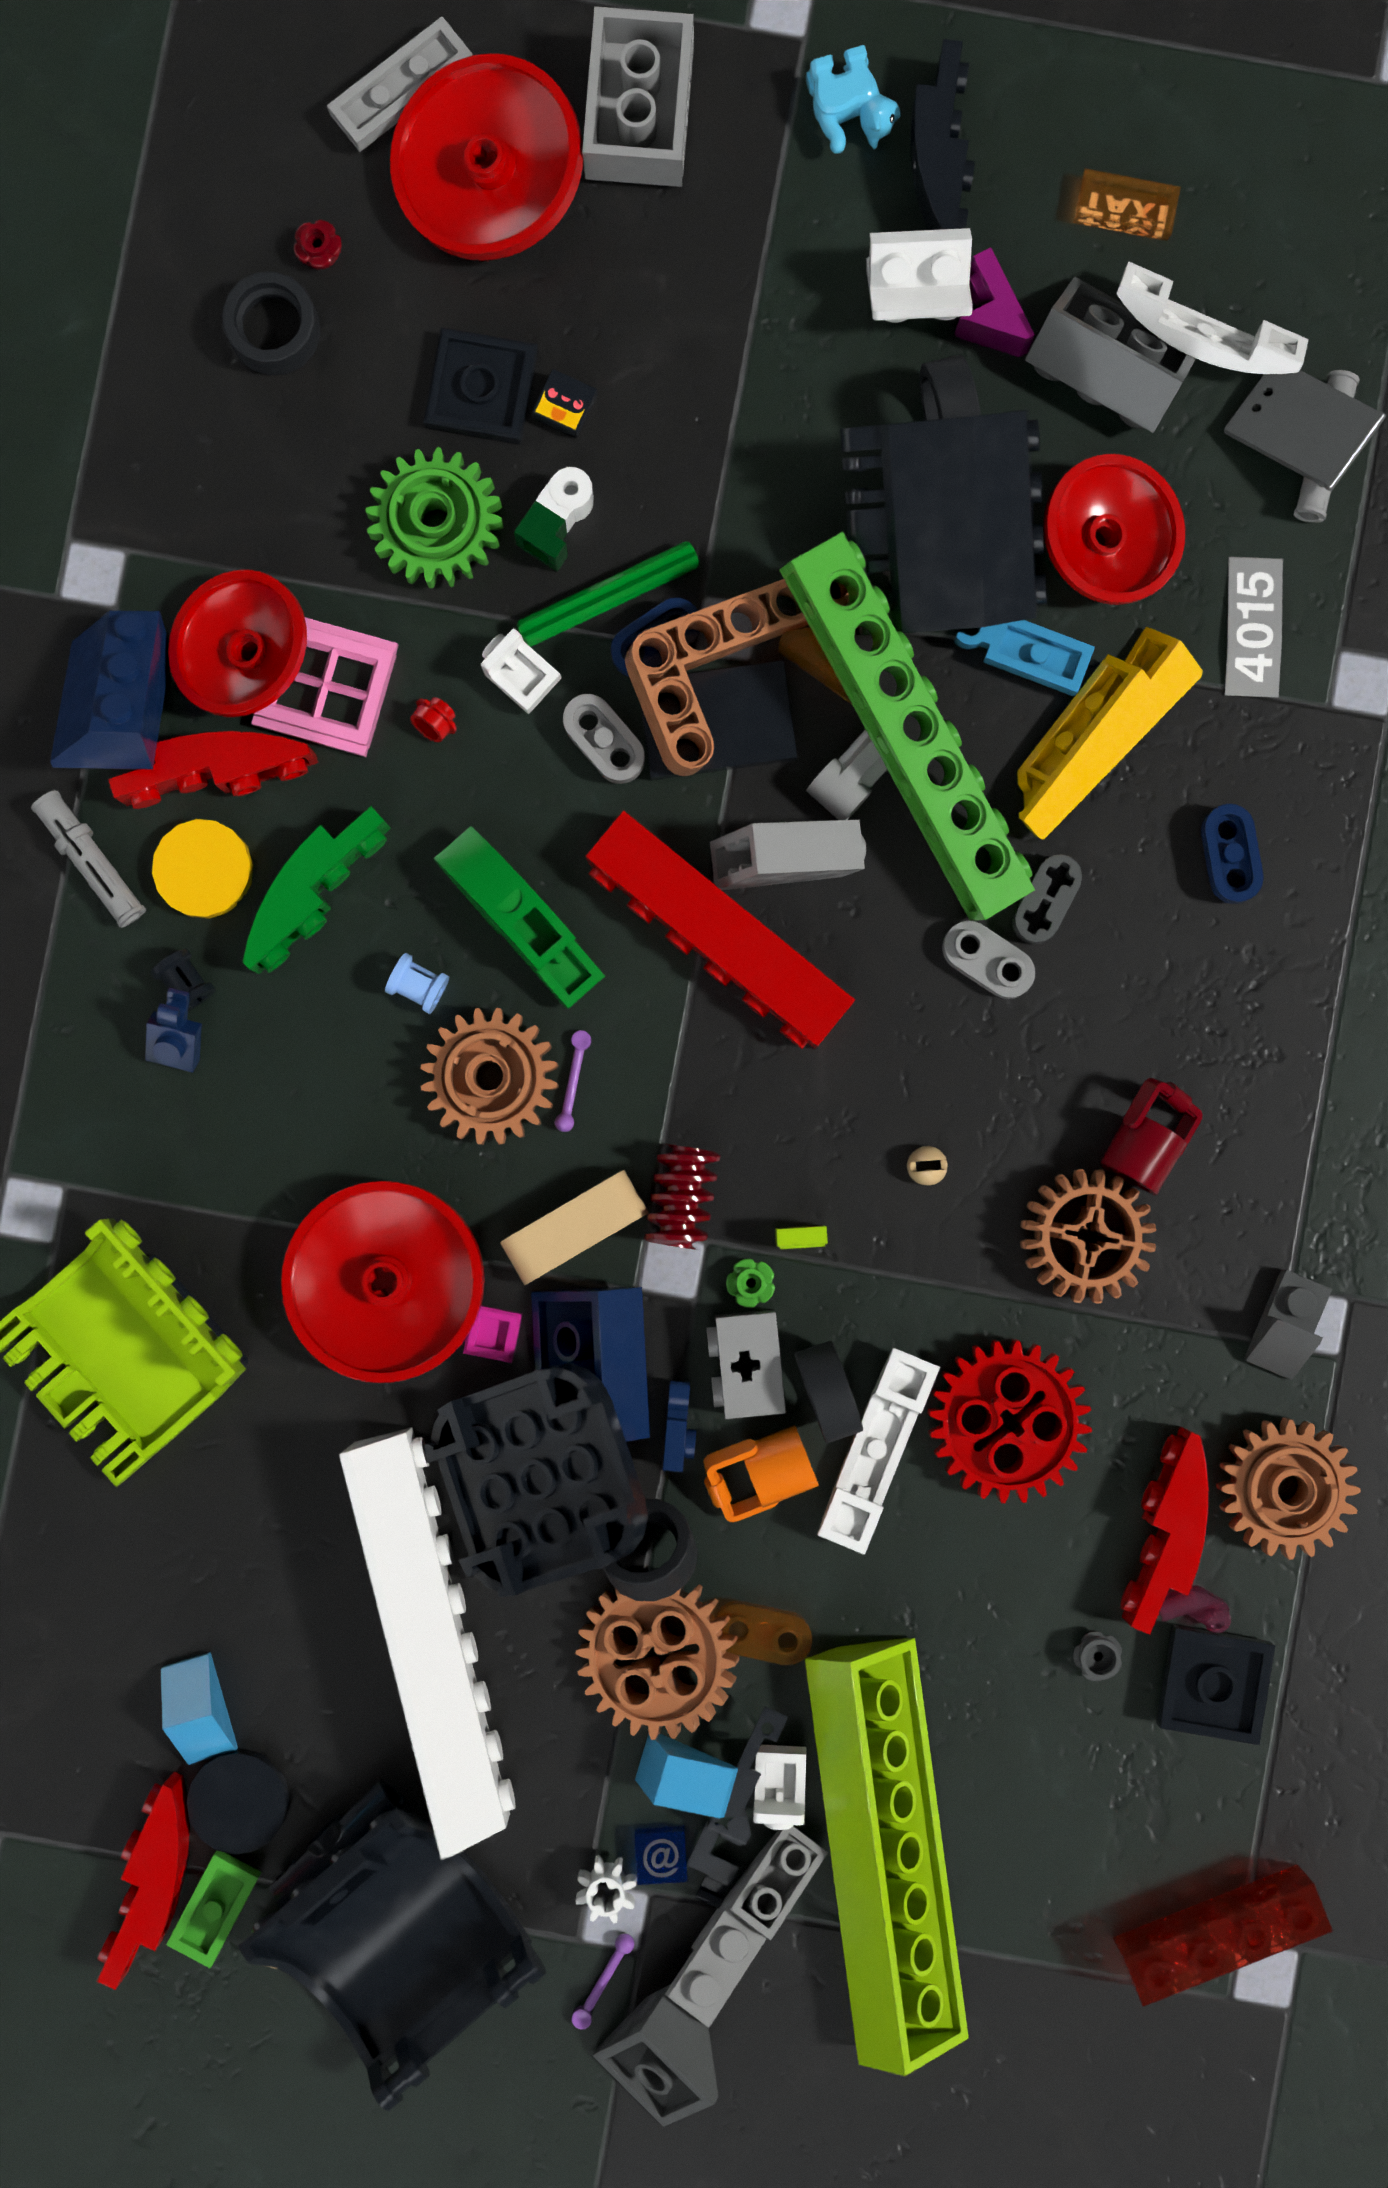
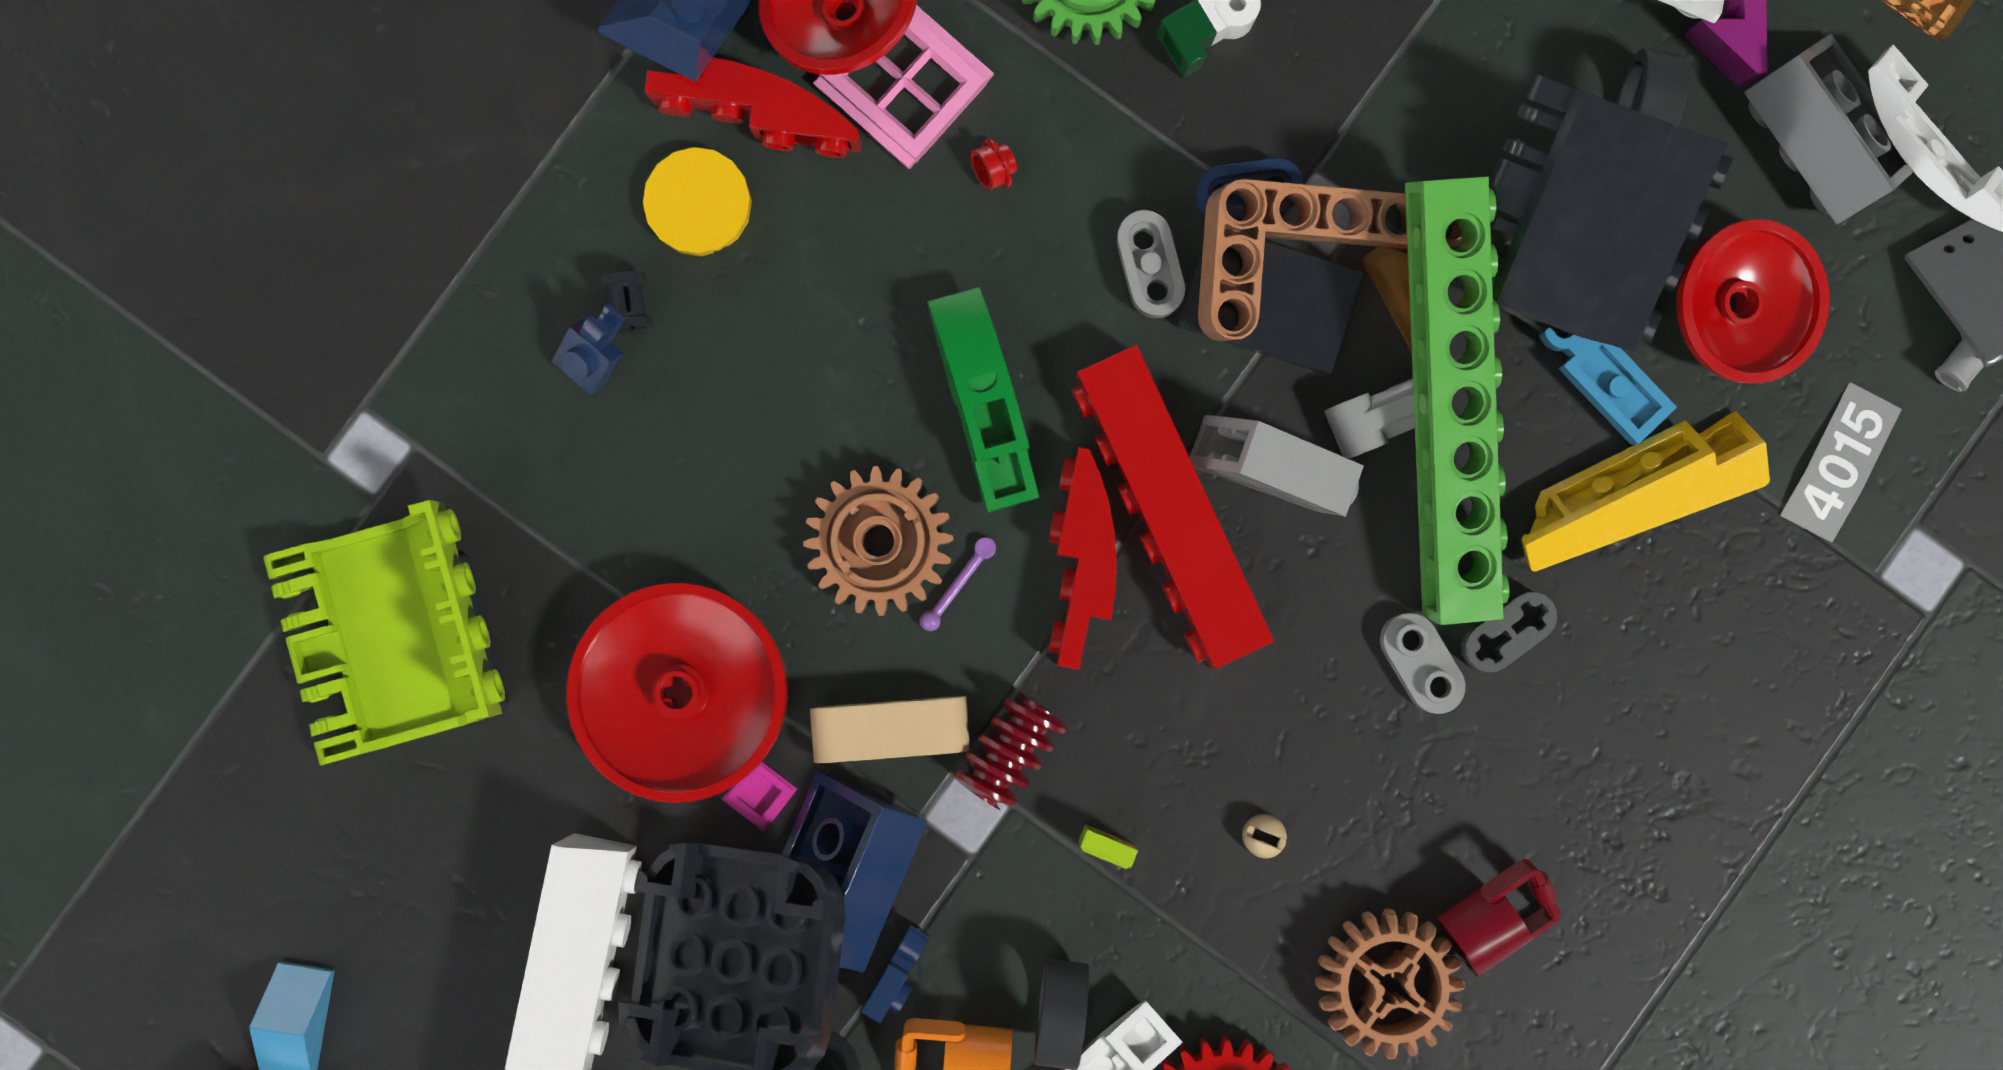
camera: 20 degrees right, 0 degrees up
(76, 842) = (589, 129): light grey pin -> none
(293, 900) = (770, 276): green slope -> none
(416, 983) = (851, 415): light blue bush -> none
(518, 670) = (1099, 157): white bracket -> none
(608, 594) = (1223, 124): green axle -> none
(660, 989) = (1088, 536): none -> red slope
(760, 1273) = (1036, 852): bright green plate -> none
(763, 1390) = (994, 979): light grey brick -> none
(1237, 854) = (1718, 678): dark blue plate -> none

